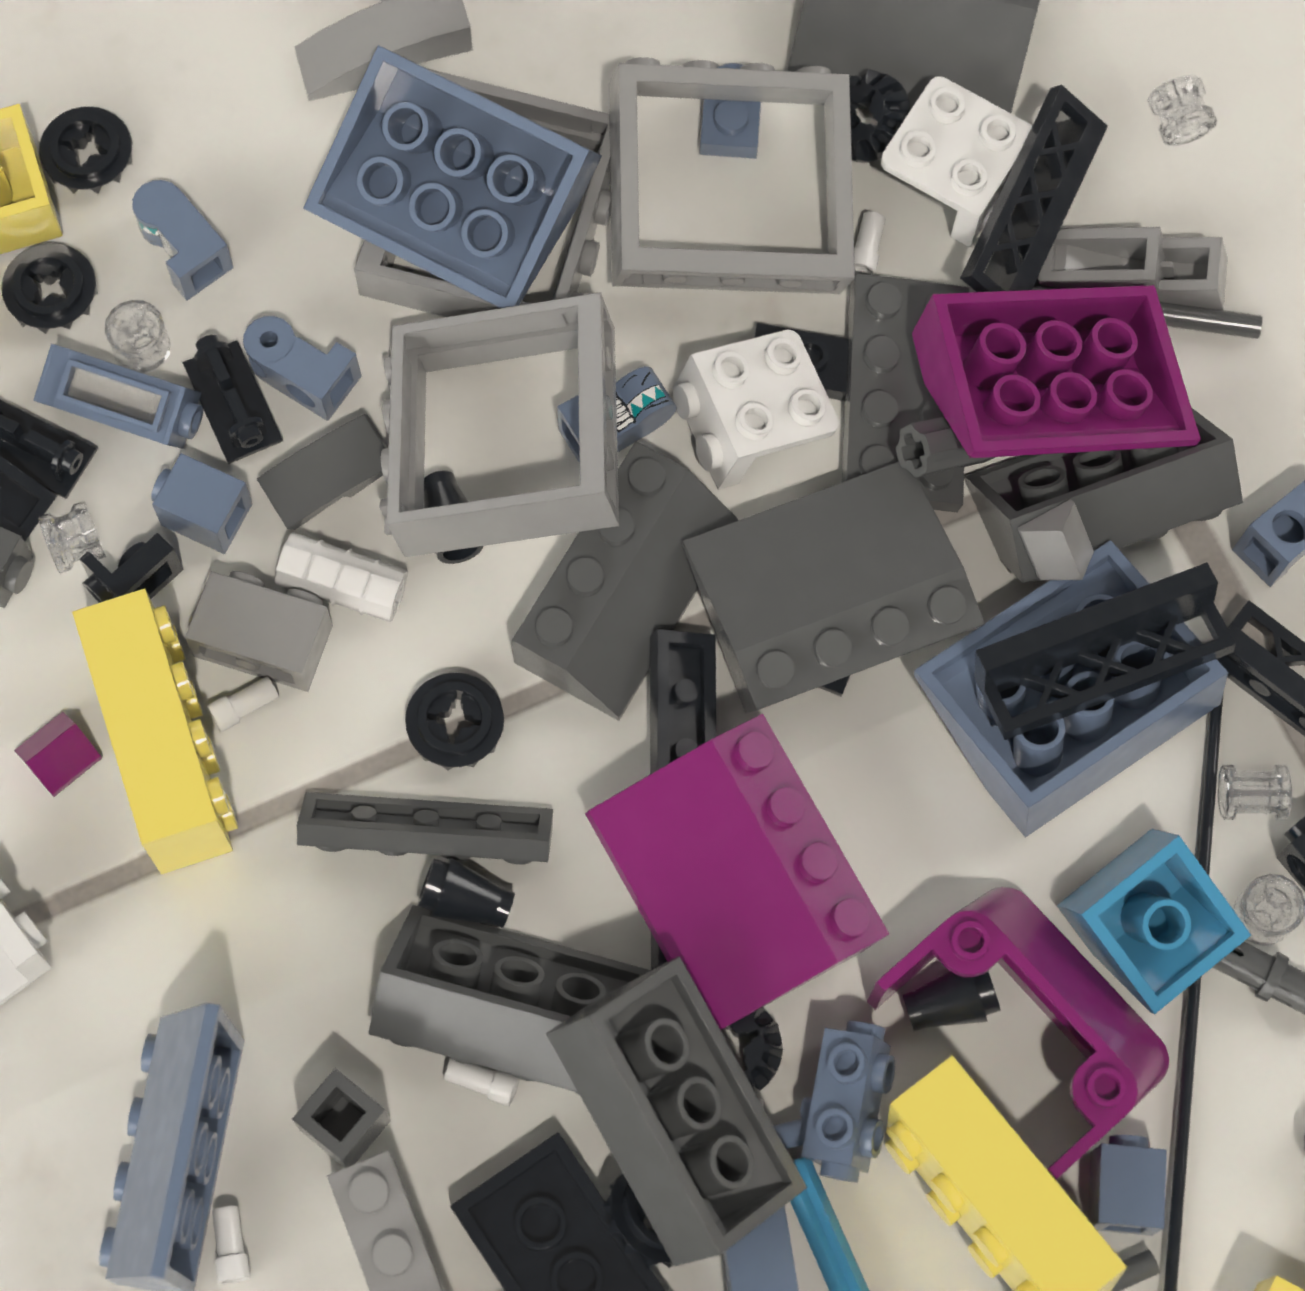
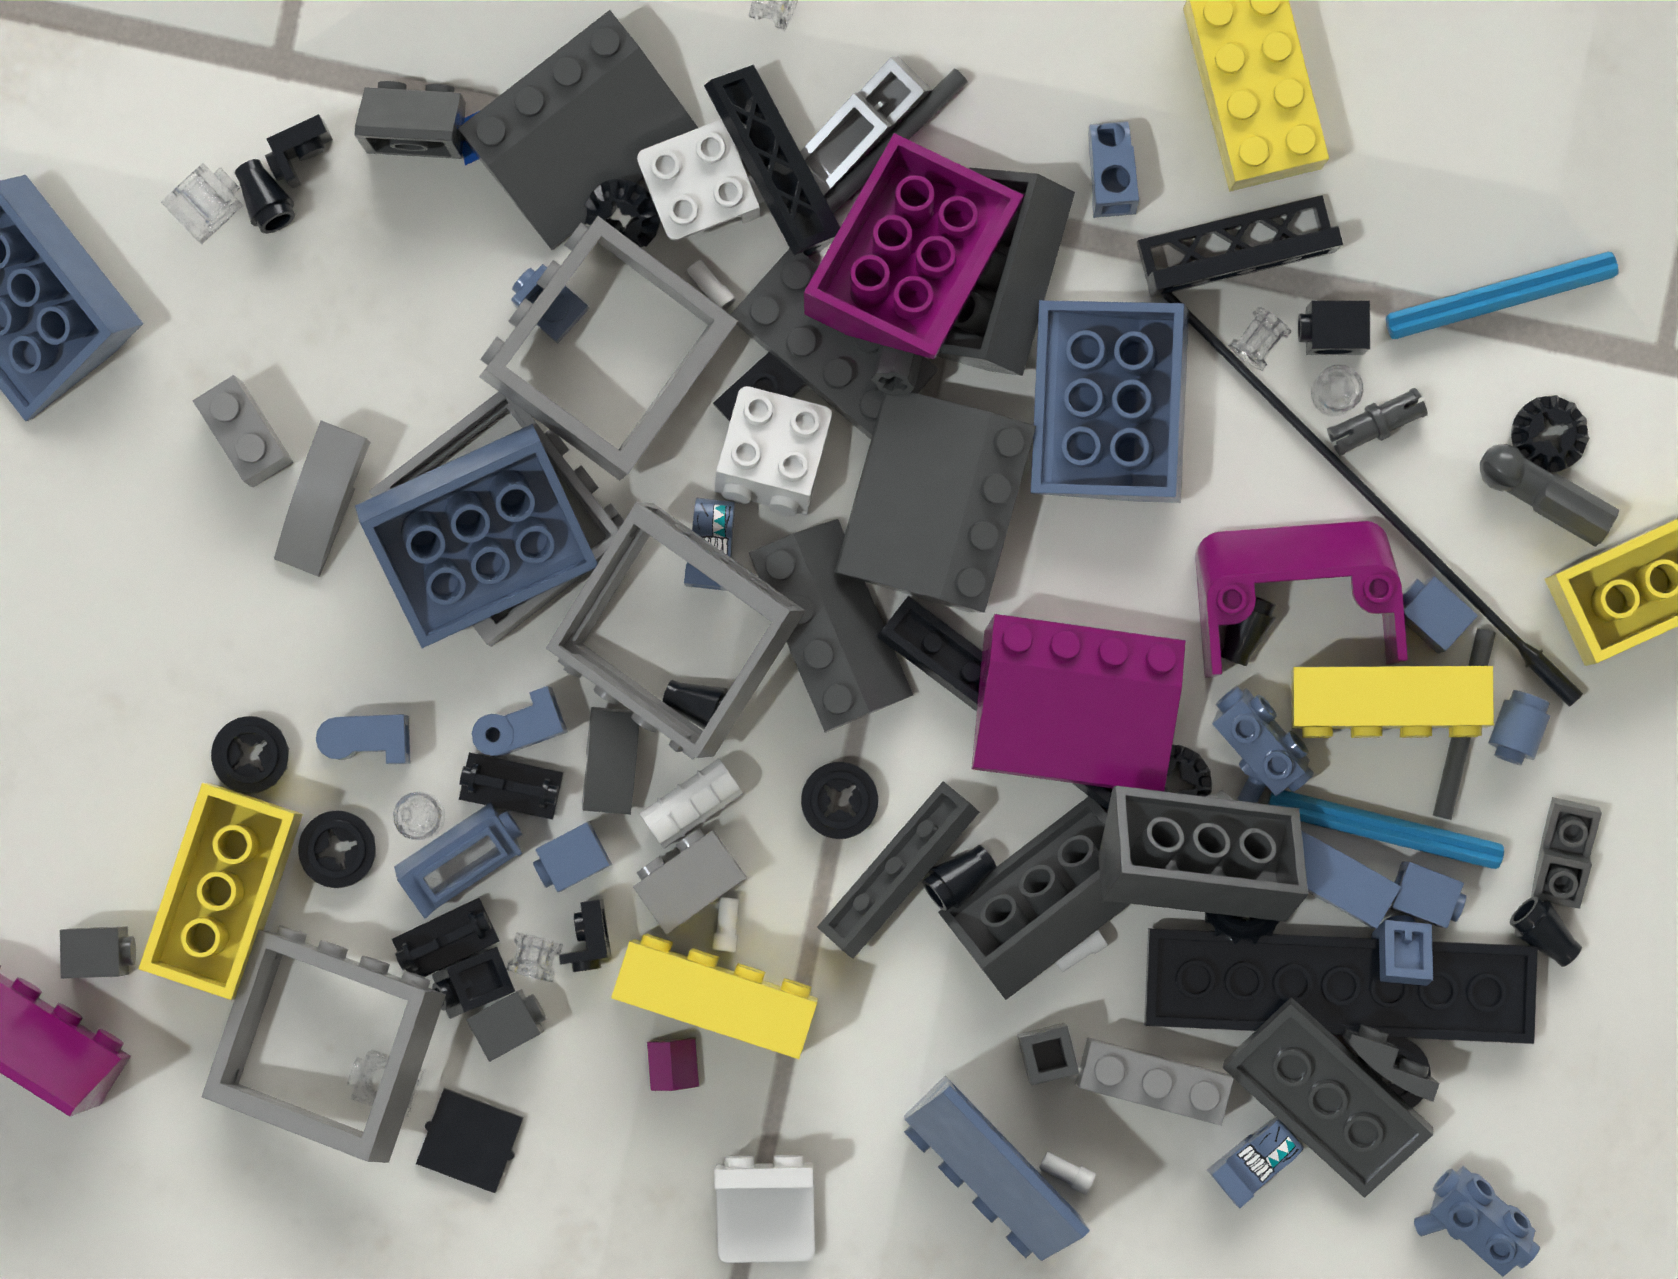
camera: 50 degrees left, 15 degrees up
(1058, 543) = (1021, 338): light grey slope -> none
(1097, 630) = (1098, 366): black fence -> none
(1154, 919) = (1292, 468): dark azure slope -> none

